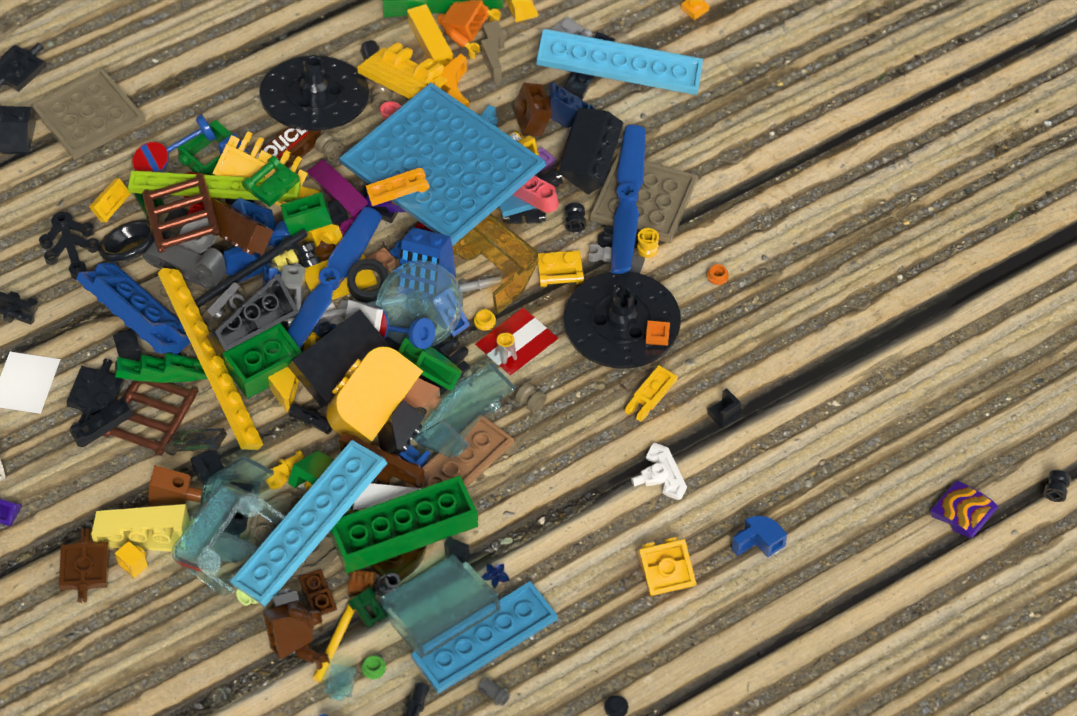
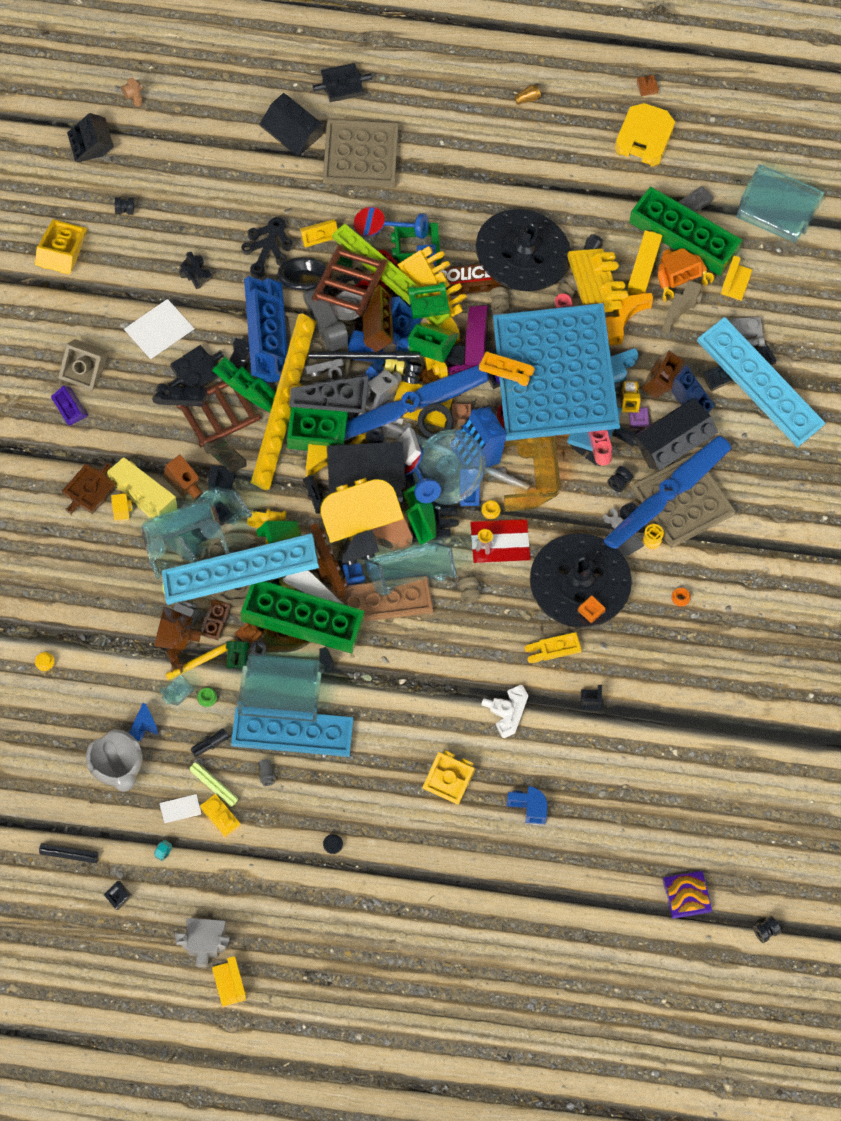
camera: 35 degrees right, 10 degrees up
(495, 575) = (337, 695): clear blue plant -> none
(560, 263) = (578, 505): yellow plate -> none

